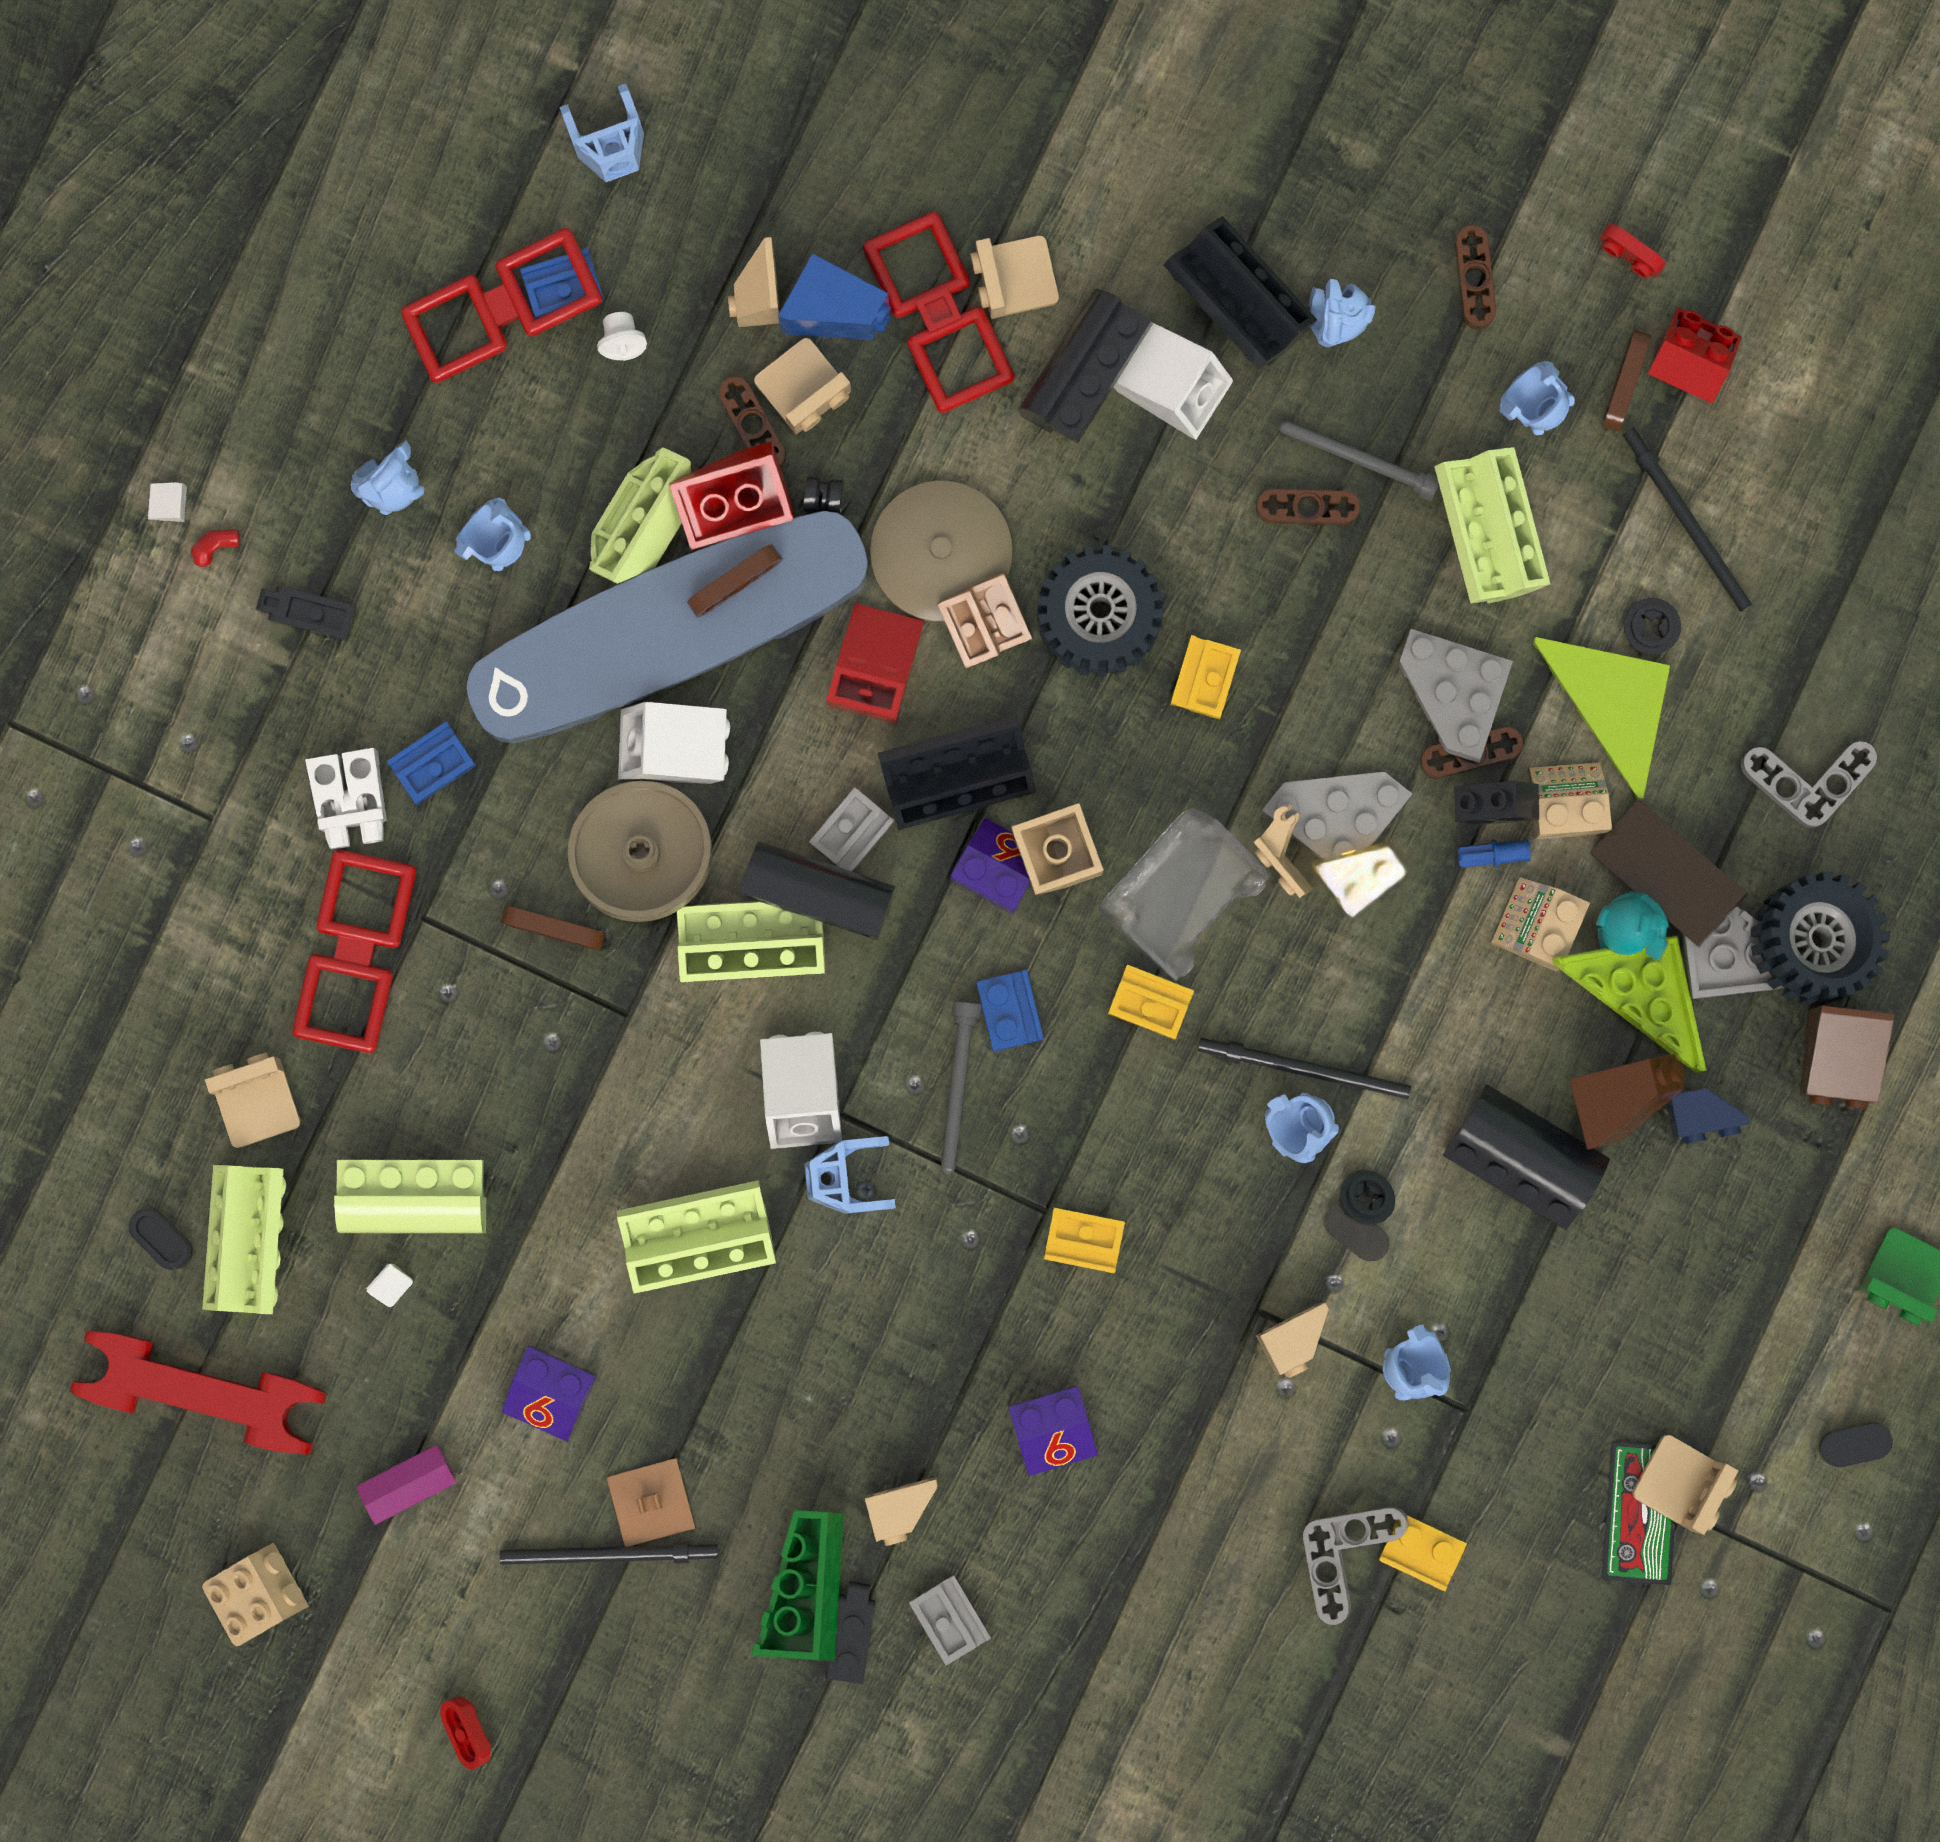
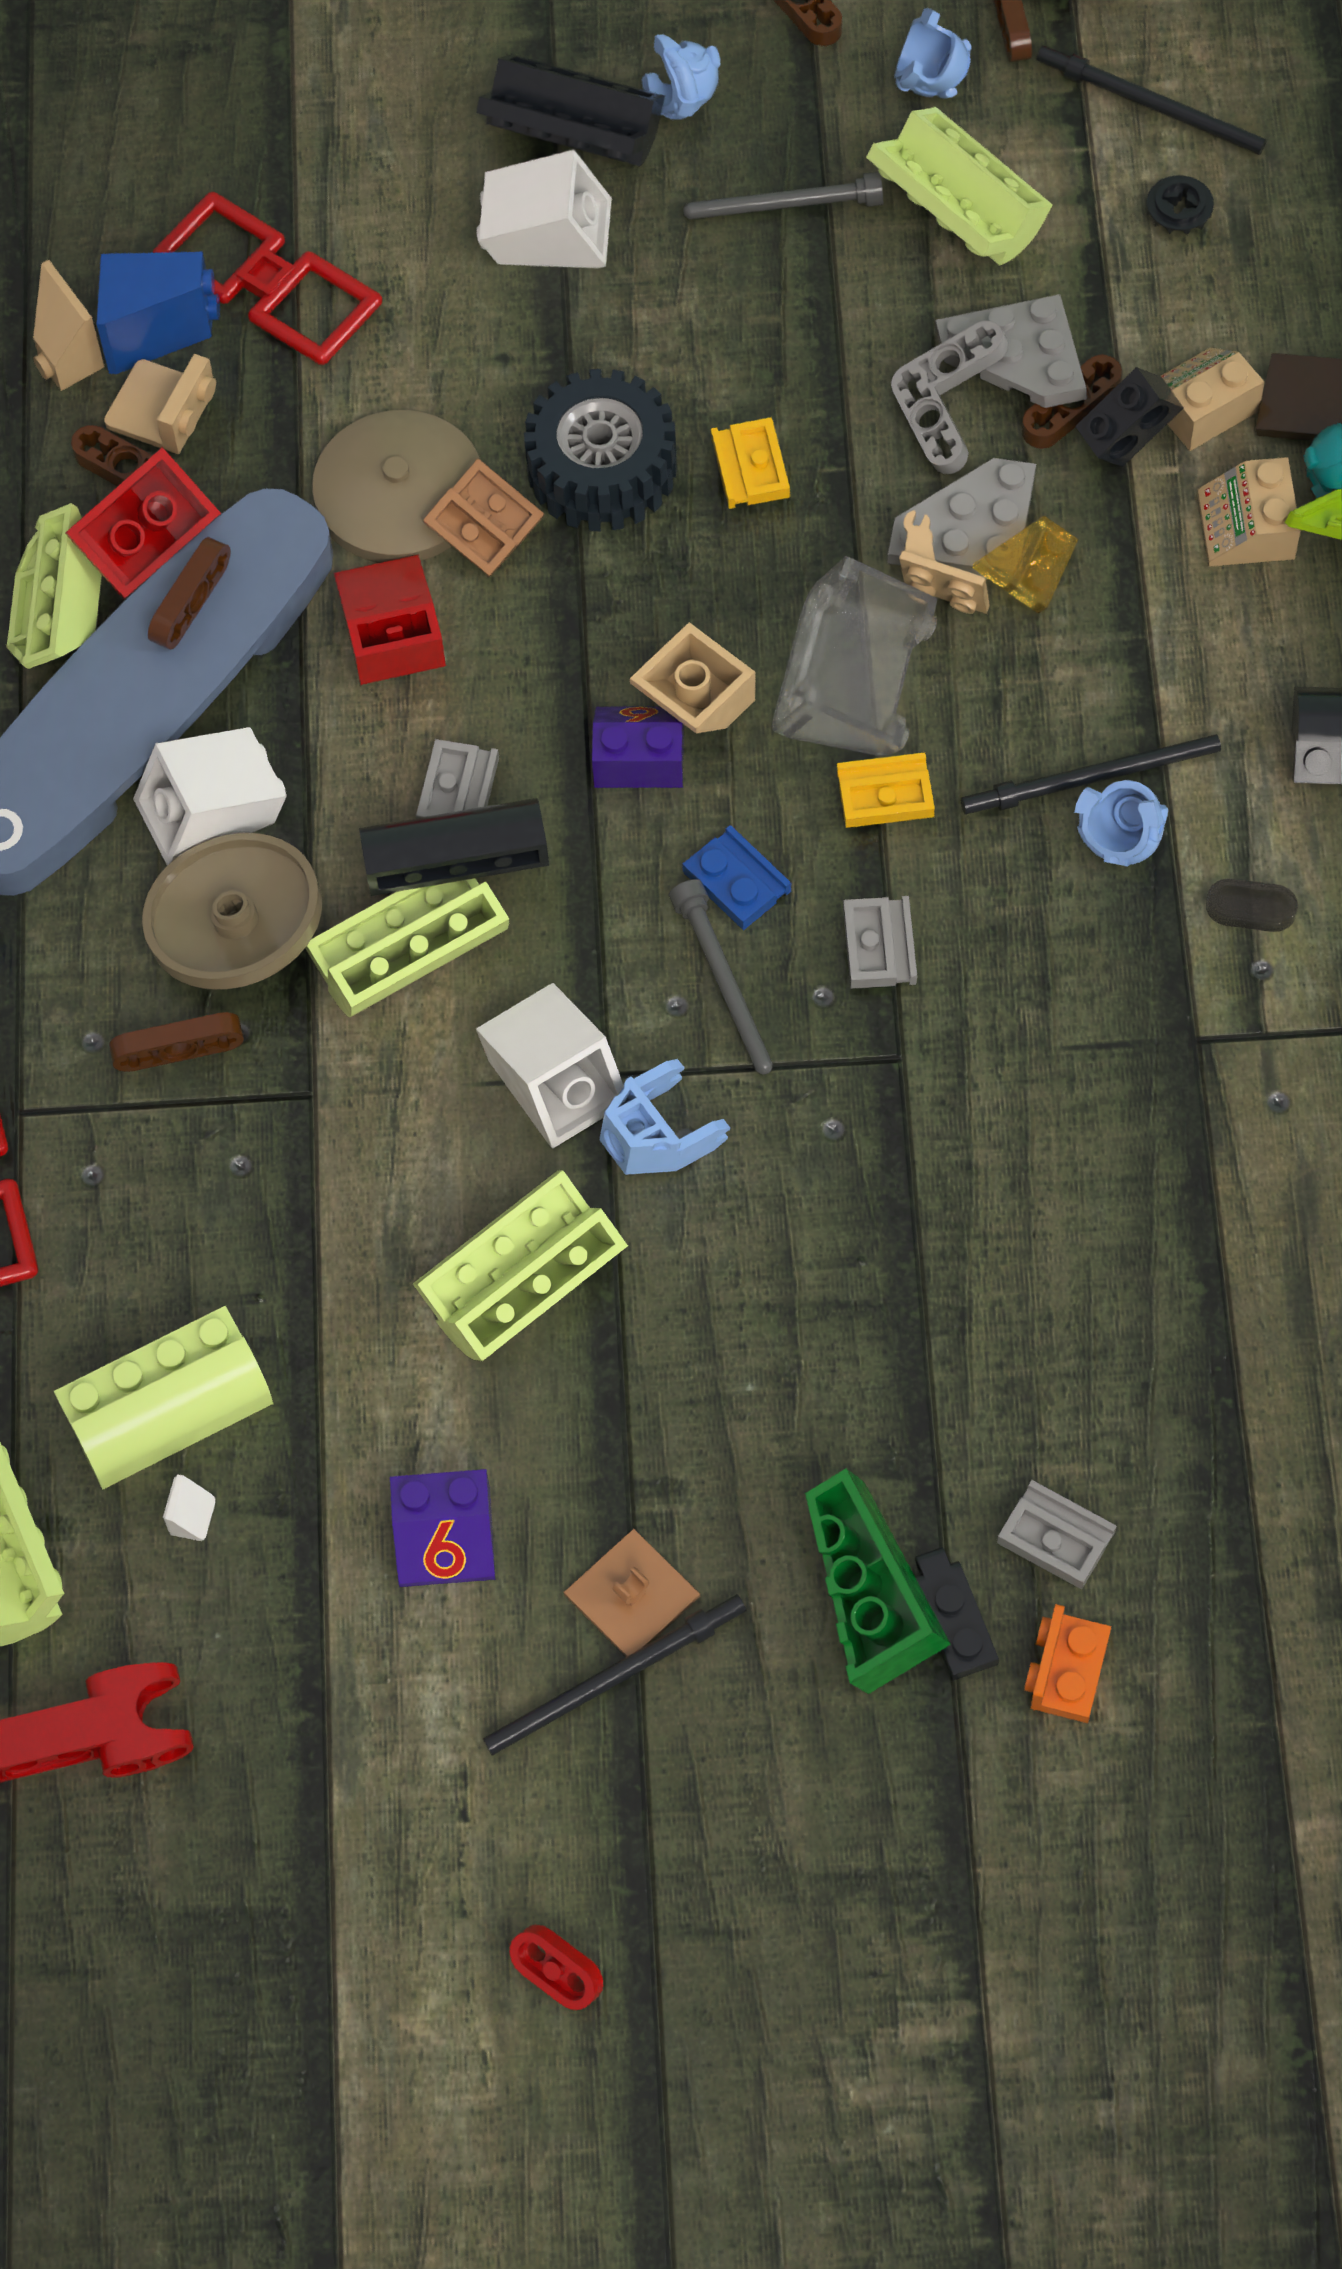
camera: 25 degrees left, 20 degrees down
(254, 1595) = (207, 1946): tan bracket -> none
(406, 1484) = (327, 1718): magenta piece -> none
(831, 497) = (248, 481): black wheel -> none
(899, 1509) = (921, 1432): tan slope -> none
(906, 1712) = (1069, 1665): none -> orange bracket
(957, 772) = (537, 668): black brick -> none
(1015, 276) = (327, 206): tan bracket -> none
(1053, 1430) = (1047, 1267): dark purple slope -> none
(1079, 1119) = (879, 942): none -> light grey plate
(1084, 1240) = (960, 1058): yellow plate -> none
(1085, 366) = (448, 240): black brick -> none
(1294, 1340) = (1254, 1031): tan slope -> none
(1317, 495) = (751, 282): reddish brown beam -> none
(1374, 1186) = (1242, 849): black gear -> none
(1376, 686) = (934, 383): none -> light grey beam
(1494, 853) = (1158, 477): blue axle -> none
(1617, 701) = (1185, 284): lime tile -> none

